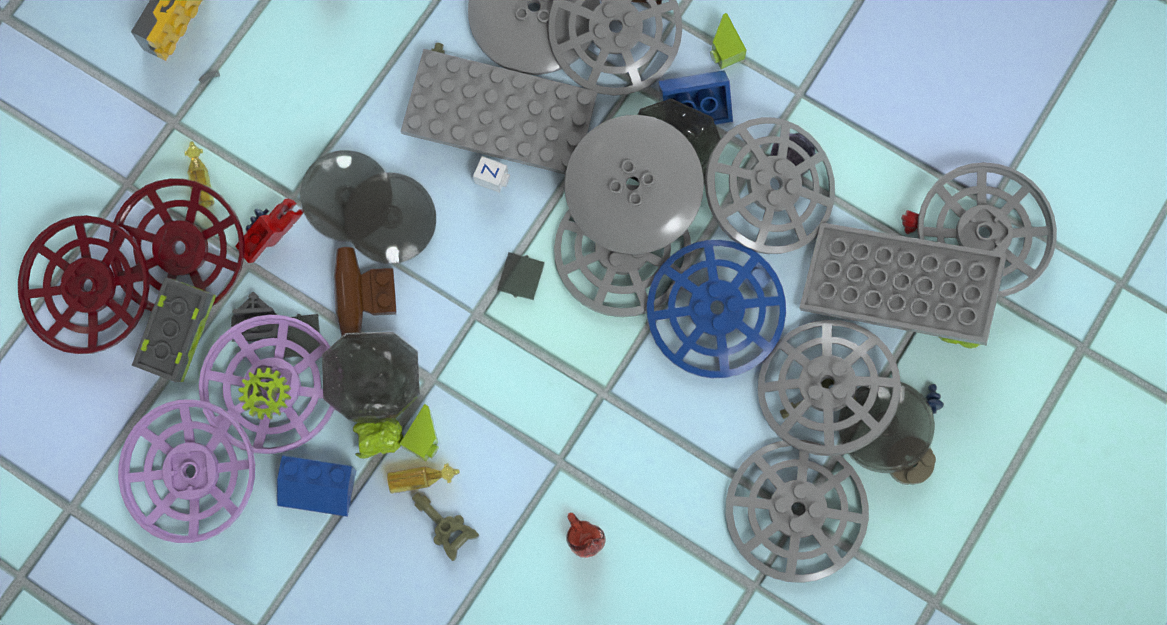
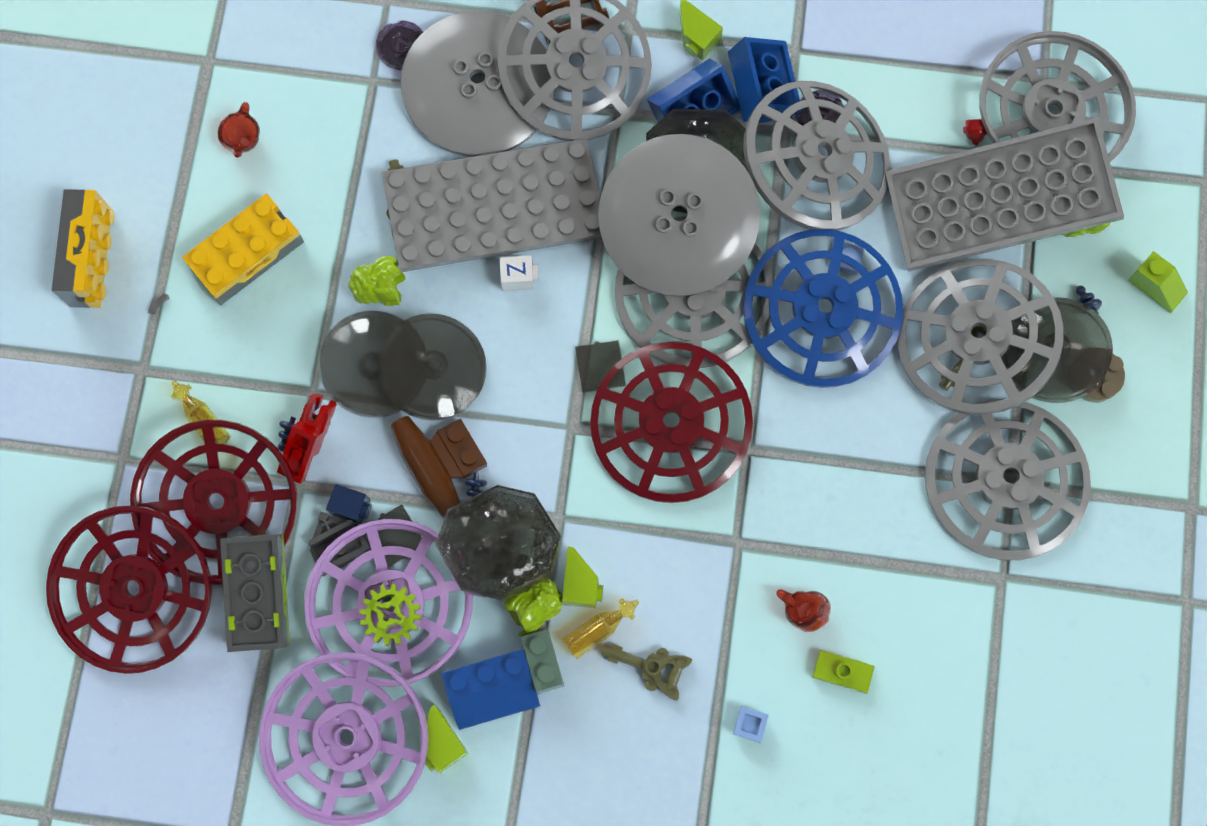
camera: 25 degrees left, 0 degrees up
(260, 510) = (444, 744): none -> lime slope
(276, 295) = (349, 504): none -> dark blue brick
(291, 63) = (243, 249): none -> yellow piece
(363, 483) = (542, 661): none -> sand green brick
(380, 134) = (377, 282): none -> lime hair
(380, 323) = (475, 484): none -> dark blue hair
(498, 606) = (750, 724): none -> light blue plate
(560, 357) = (674, 439): none -> dark red dish
(591, 599) = (843, 671): none -> lime plate
(758, 96) = (757, 70): none -> blue slope
(999, 410) = (1159, 281): none -> lime slope

